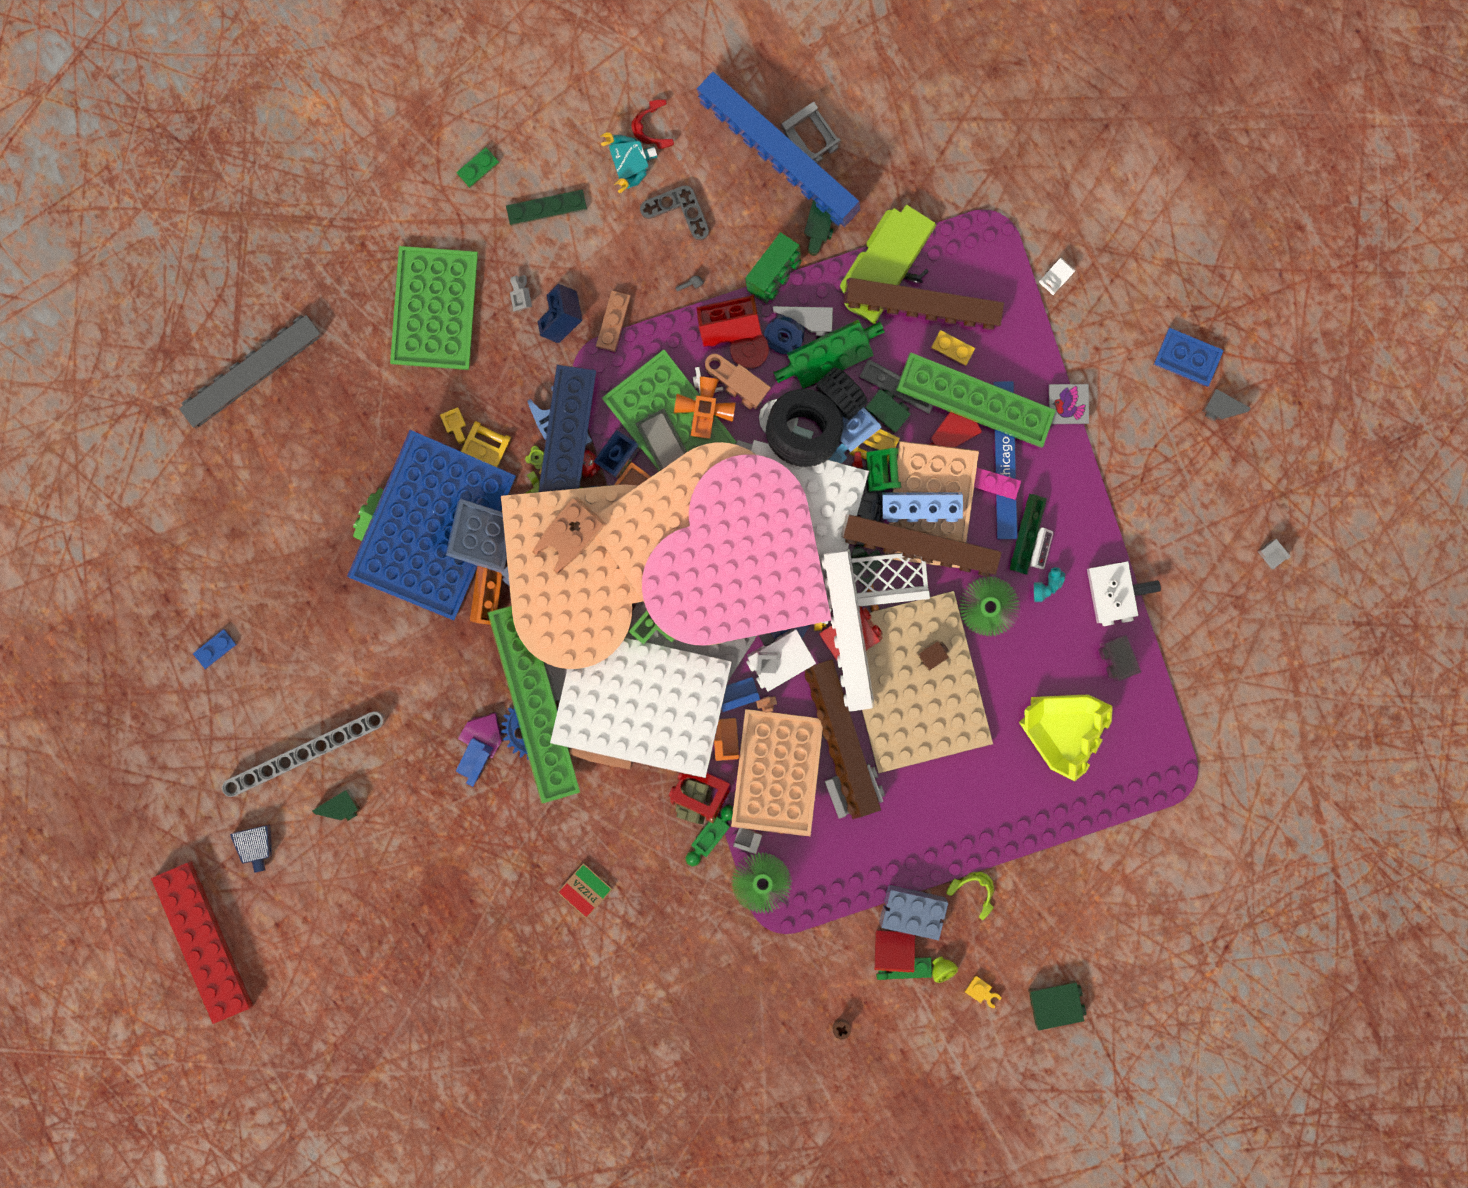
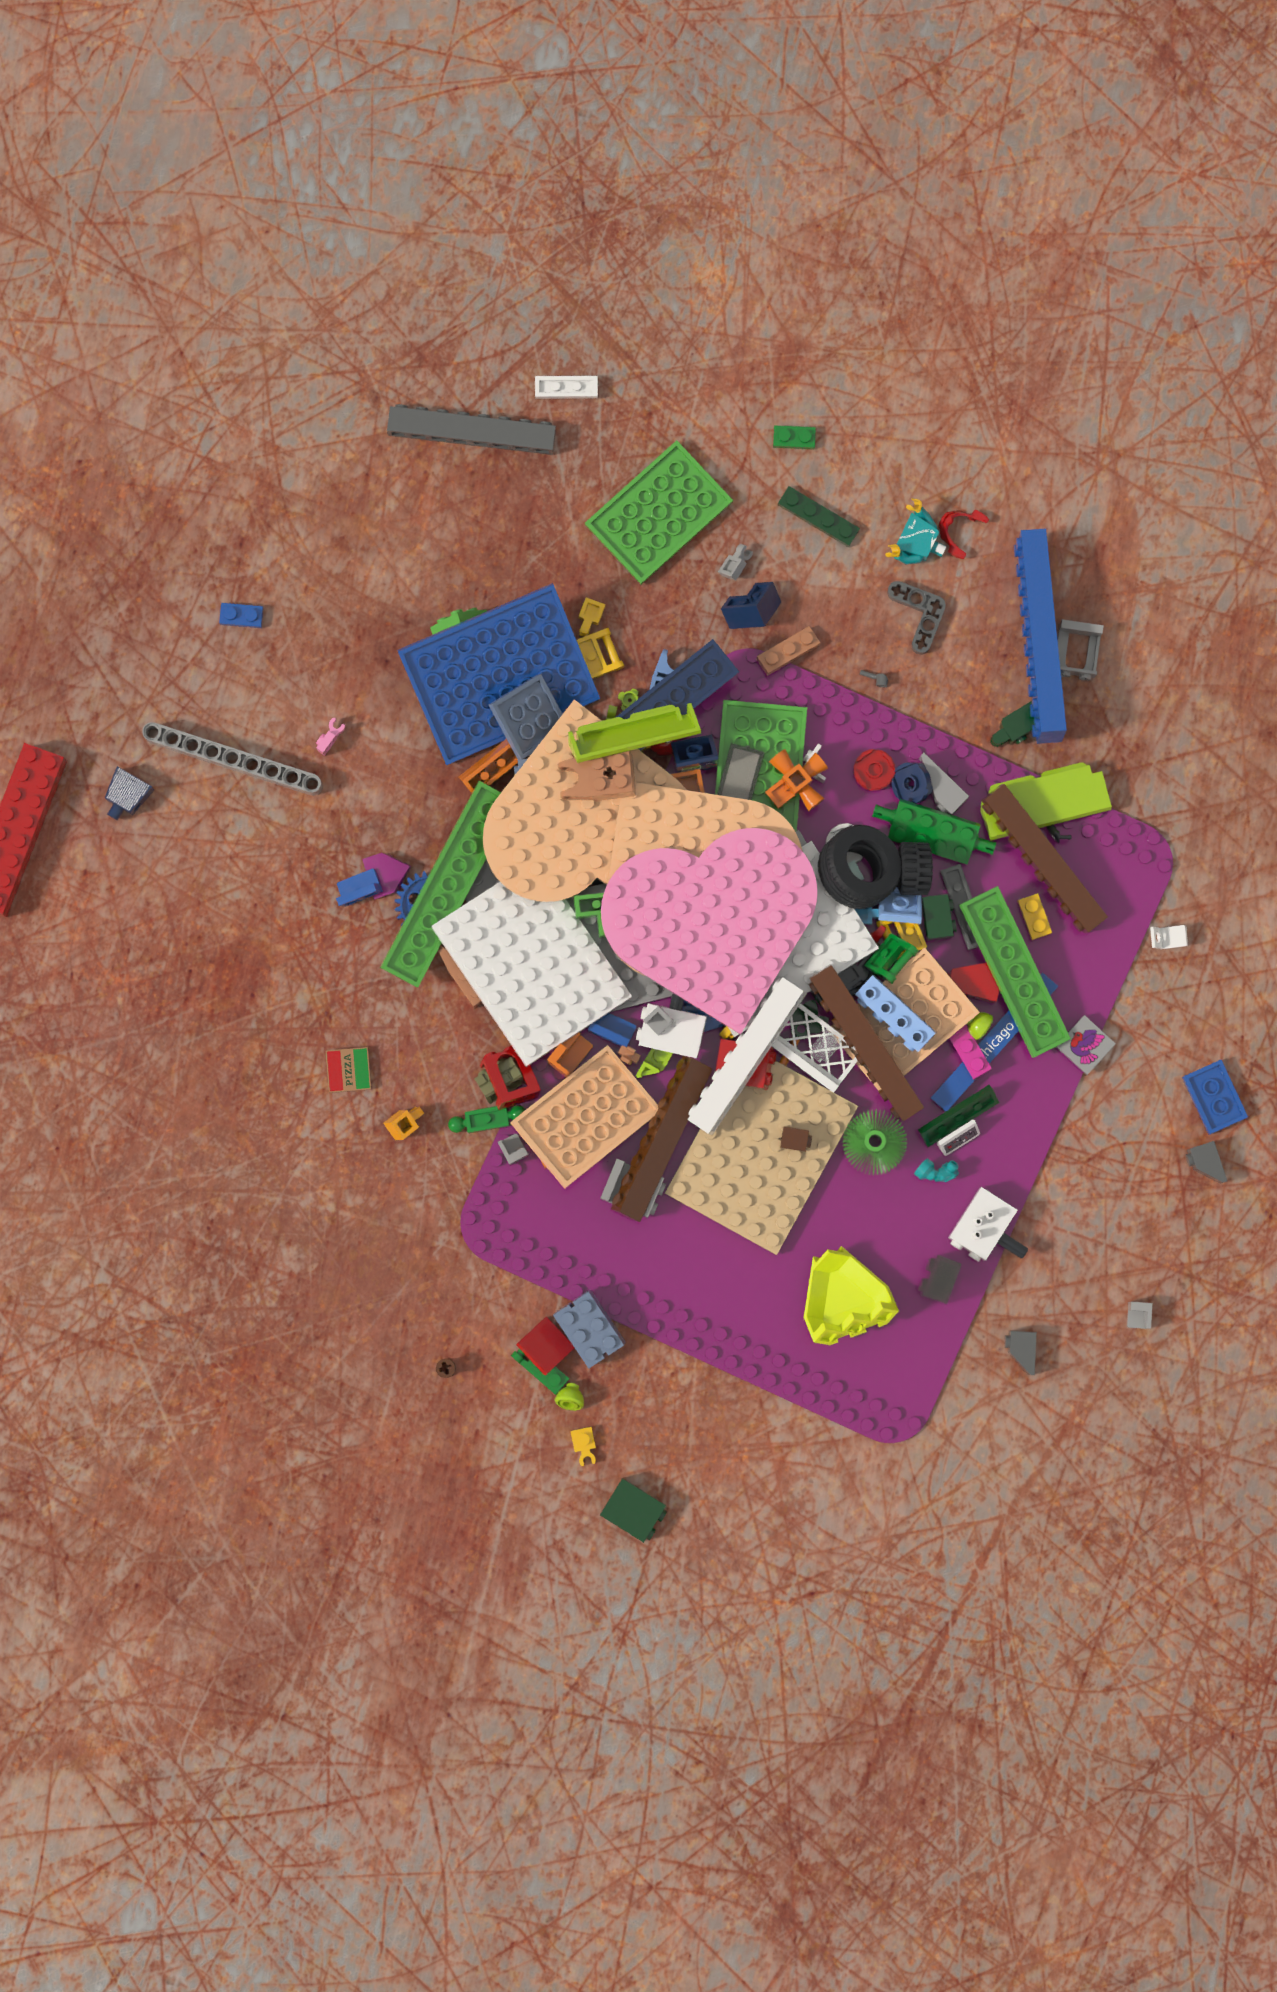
camera: 35 degrees right, 5 degrees down
(287, 280) = (566, 387): none -> white plate
(339, 807) = (221, 825): dark green slope -> none
(356, 681) = (326, 741): none -> bright pink plate
(566, 479) = (638, 731): none -> lime slope
(656, 893) = (403, 1123): none -> light orange brick
(728, 321) = (878, 732): red slope -> none
(738, 381) = (842, 785): nougat brick -> none
(759, 894) = (503, 1196): bright green piece -> none
(773, 268) = (951, 724): green brick -> none
(788, 692) = (654, 1062): none -> lime slope
(895, 572) = (825, 1046): none -> clear brick
(984, 880) = (669, 1358): lime helmet -> none
(986, 458) = (979, 1025): none -> lime brick
(1216, 650) = (1022, 1349): none -> dark grey slope

